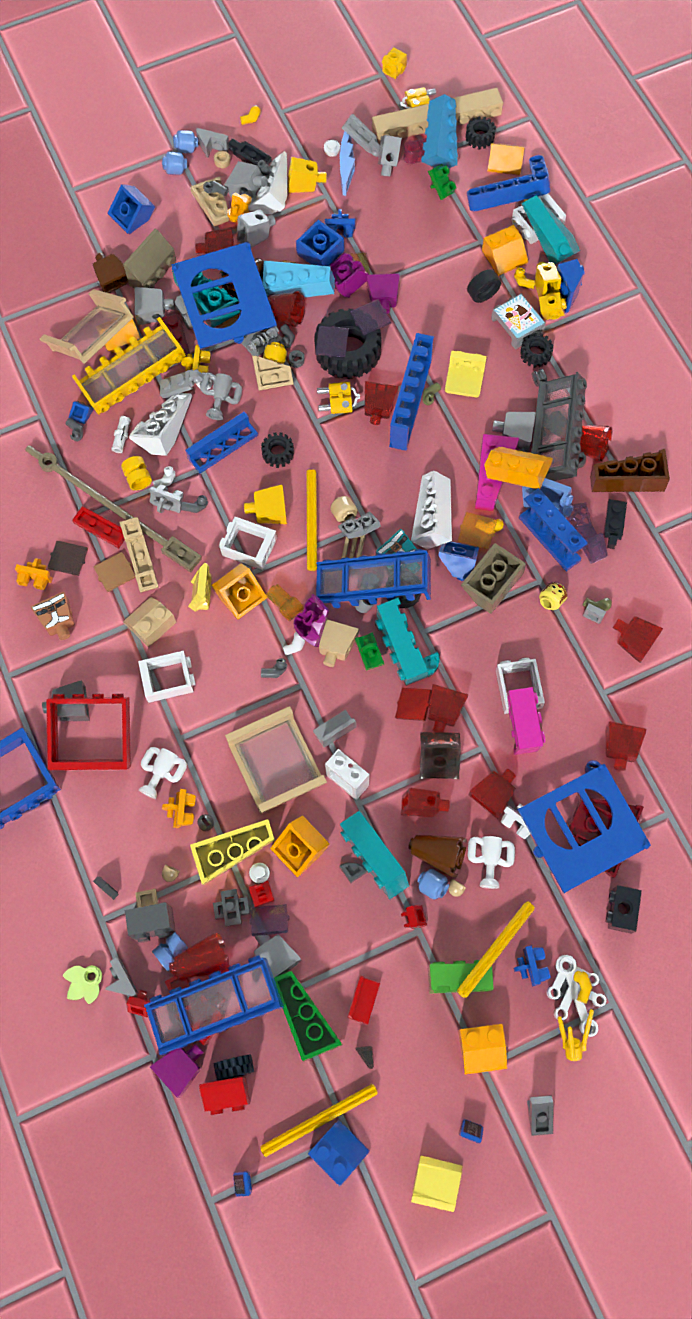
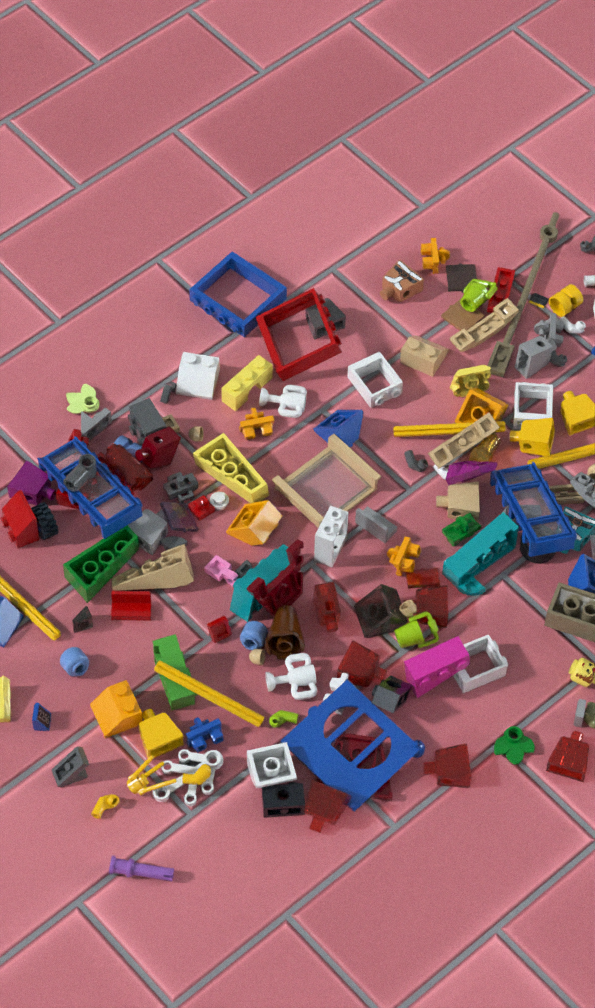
camera: 70 degrees right, 15 degrees down
(98, 851) = (198, 375): none -> white slope
(99, 549) = (476, 294): none -> lime piece
(121, 498) = (538, 300): none -> black sticker
(125, 803) = (256, 373): none -> light yellow arch
(187, 923) = (159, 448): none -> dark red torso
(193, 521) = (534, 355): none -> light grey torso
(201, 824) = (254, 451): dark grey hinge -> none
(205, 1013) = (81, 473): none -> dark grey piece
(211, 725) = (342, 423): none -> blue slope
(249, 626) = (436, 429): none -> yellow axle
(270, 617) = (463, 440): none -> tan slope
(285, 552) = (535, 436): none -> yellow torso
(297, 934) = (172, 541): none -> dark grey tile
(331, 956) = (165, 572): none -> tan wedge
(344, 896) = (220, 569): none -> bright pink plate
(377, 706) = (400, 556): none -> light orange hips
(389, 833) = (285, 587): none -> dark red wing
(414, 1078) = (74, 661): none -> medium blue head
(448, 723) = (408, 608): none -> tan hinge
(472, 733) = (411, 634): none -> lime piece
(521, 1012) = (159, 734): none -> yellow torso
(529, 883) = (283, 716): none -> lime arm
(540, 772) = (391, 694): none -> black brick
(584, 1089) = (104, 803): none -> yellow arm
(593, 910) = (270, 765): none -> white slope
(613, 681) = (512, 747): none -> green plate
(642, 870) = (325, 805): none -> clear red torso
(666, 1082) = (131, 868): none -> medium lavender pin

